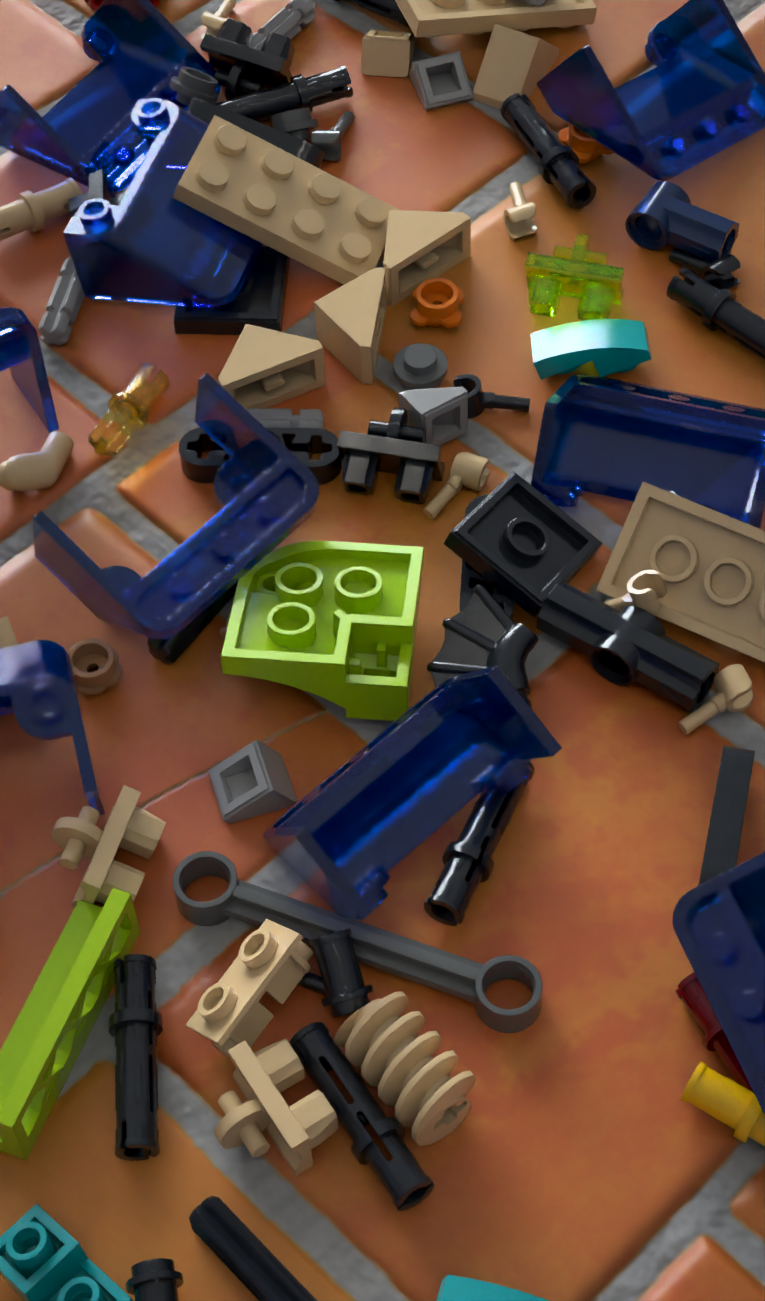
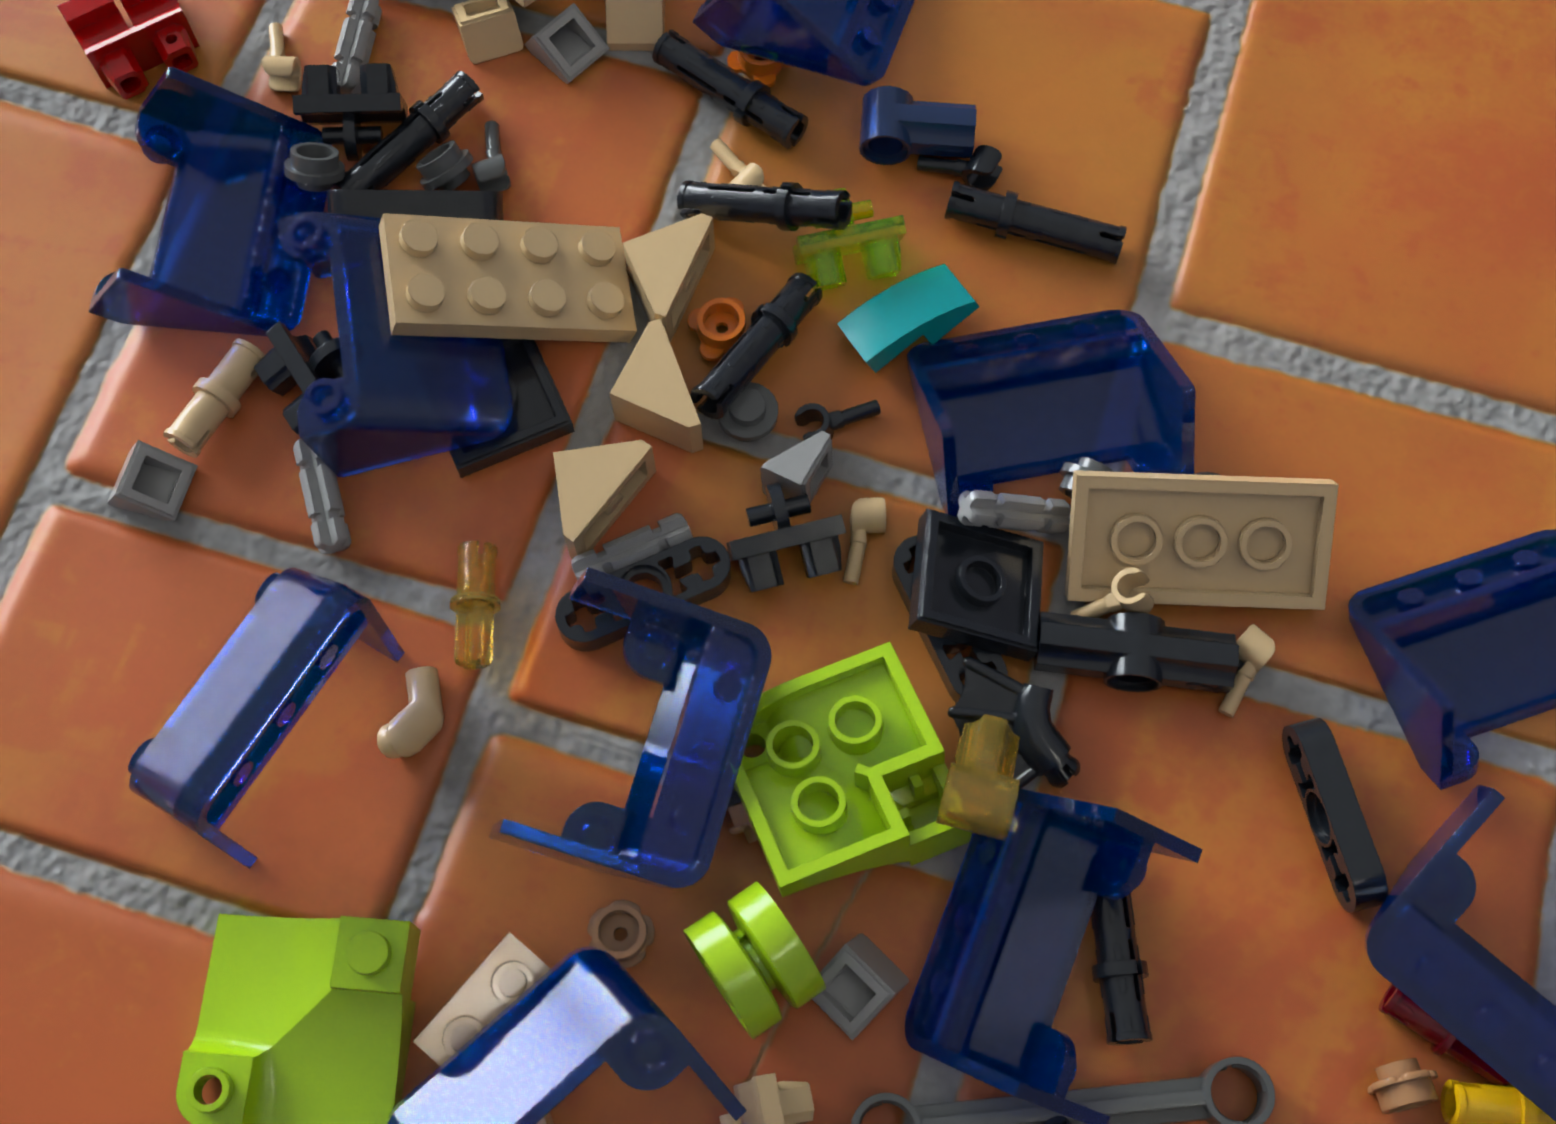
camera: 30 degrees left, 15 degrees up
(175, 712) = (755, 959): none -> lime wheel
(427, 657) = (980, 783): none -> clear yellow piece
(473, 314) = (770, 329): none -> black pin
(530, 229) = (783, 206): none -> black pin
(581, 502) = (1013, 512): none -> light grey axle
(658, 1053) = (1403, 1086): none -> medium nougat plate

